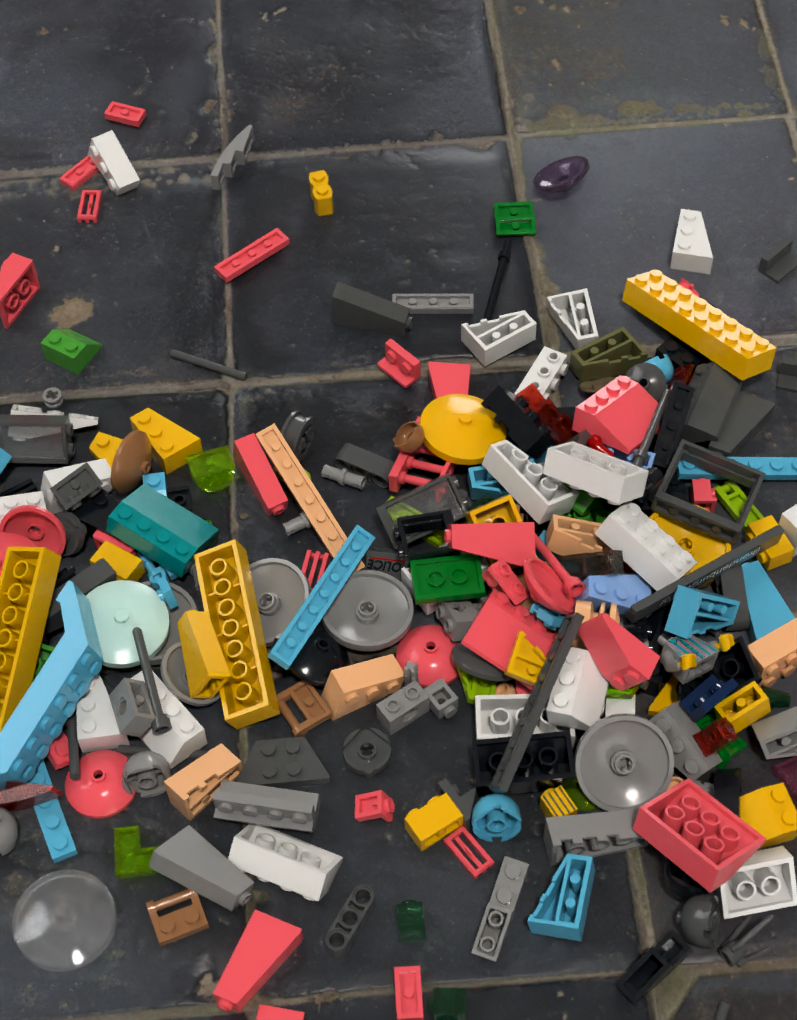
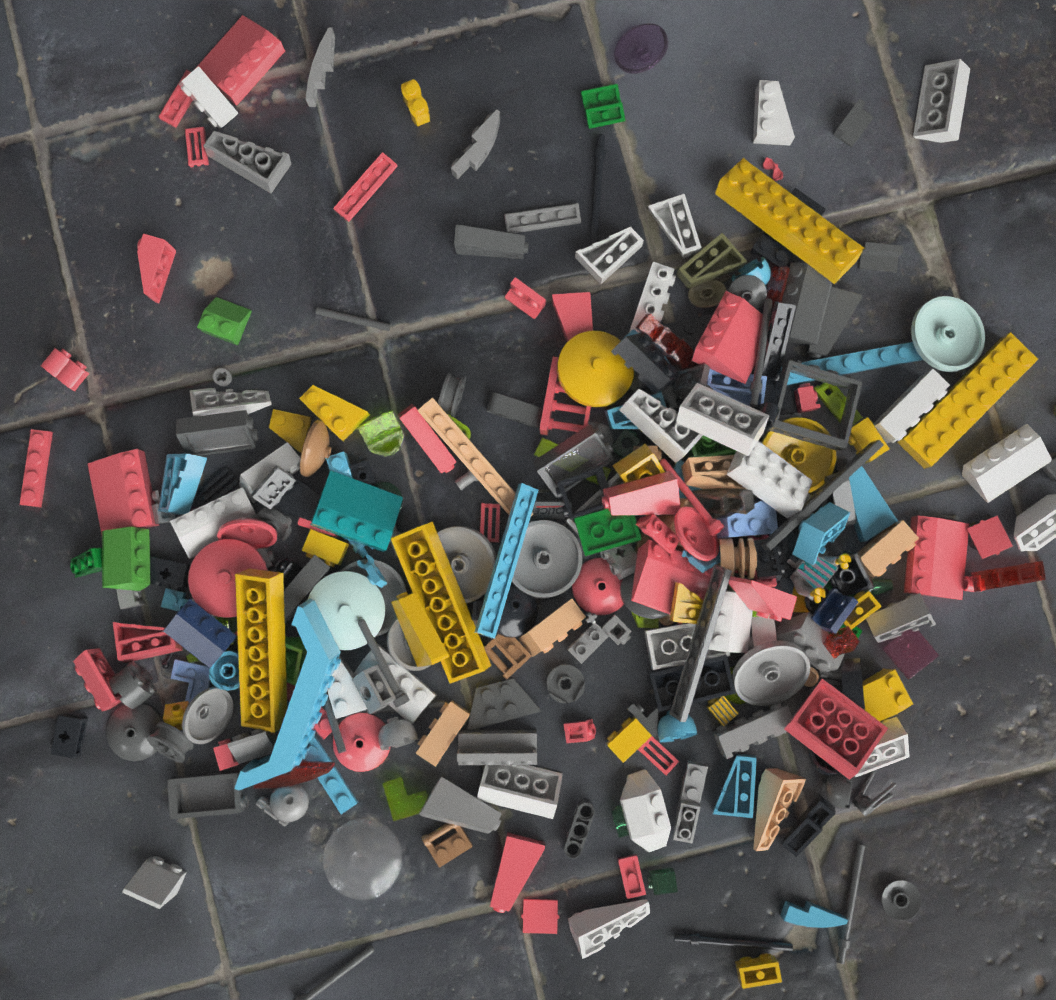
camera: 10 degrees left, 30 degrees up
(125, 114) = (201, 24): coral plate -> none
(138, 218) = (250, 161): none -> light grey wedge
(160, 143) = (241, 59): none -> coral slope
(344, 477) = (498, 424): light grey pin -> none
(379, 237) = (483, 141): none -> light grey slope
(409, 437) = (551, 390): medium nougat hair -> none
(440, 914) = (645, 811): none -> white wedge
(595, 443) = (714, 378): red arm -> none
(613, 927) = (774, 798): none -> light nougat wedge

